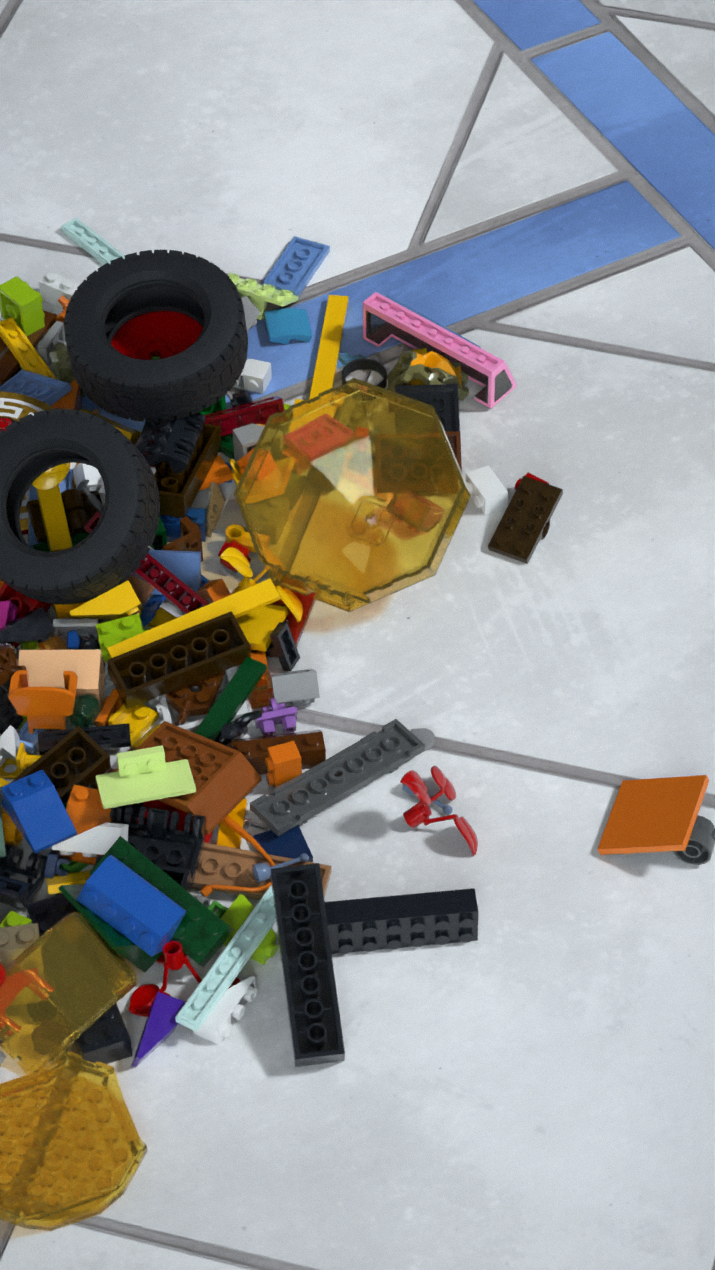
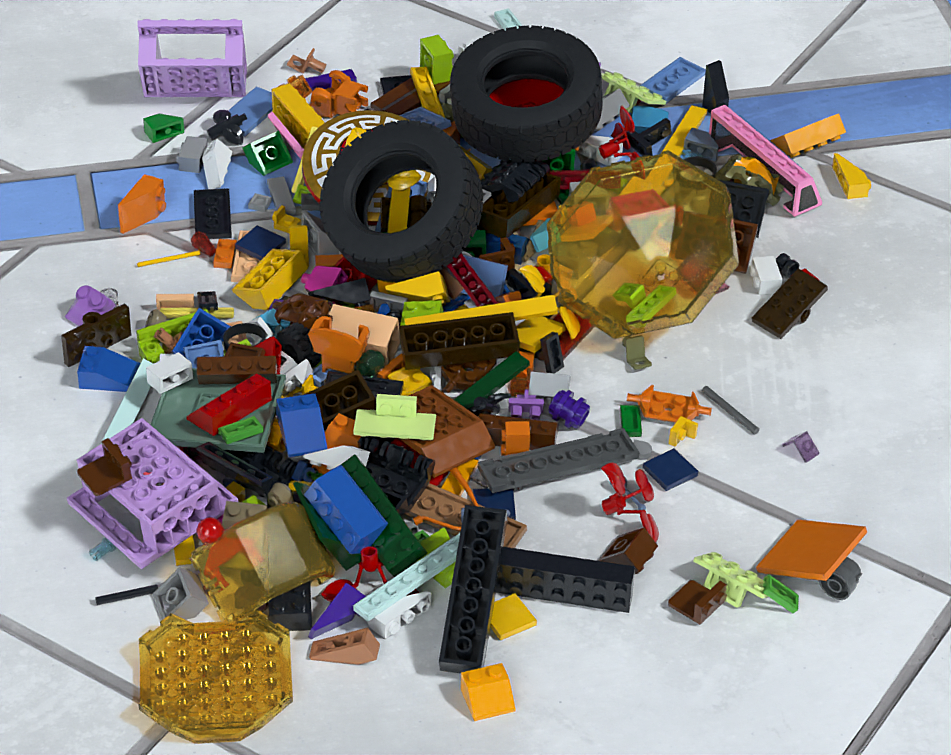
camera: 15 degrees right, 5 degrees down
(46, 906) = (279, 494): none -> dark tan cone
(182, 1069) = (349, 648): none -> nougat slope
(221, 570) = (519, 282): none -> black bracket
(223, 500) = (540, 237): none -> medium azure slope
(265, 354) = (619, 136): none -> red plant
(292, 354) = (643, 142): none -> black bracket
(327, 710) = (569, 409): none -> dark purple piece
(348, 551) = (631, 294): none -> lime slope
(353, 274) = (715, 87): none -> black slope
(353, 980) = (511, 617): none -> yellow tile
(357, 341) = (701, 142): none -> sand blue slope
(359, 1079) = (487, 692): none -> light orange slope
(375, 621) = (635, 352): none -> olive bracket
(377, 561) = (652, 303): none -> lime plate
(398, 705) = (631, 420): none -> green tile
(453, 678) = (654, 404): none -> orange plate
(453, 867) = (631, 549): none -> reddish brown slope
(460, 702) = (682, 428): none -> yellow bracket
(462, 755) = (670, 469): none -> dark blue tile
(475, 303) = (810, 135): none -> light orange slope
(505, 472) = (786, 264): none -> black wheel
(535, 681) = (731, 410): none -> dark grey bar
(538, 347) = (851, 178): none -> yellow slope
(549, 907) = (698, 601): none -> reddish brown bracket
(577, 874) = (730, 573): none -> yellowish green bracket
(599, 688) = (804, 445): none -> clear purple bracket
(637, 876) = (780, 593): none -> bright green tile

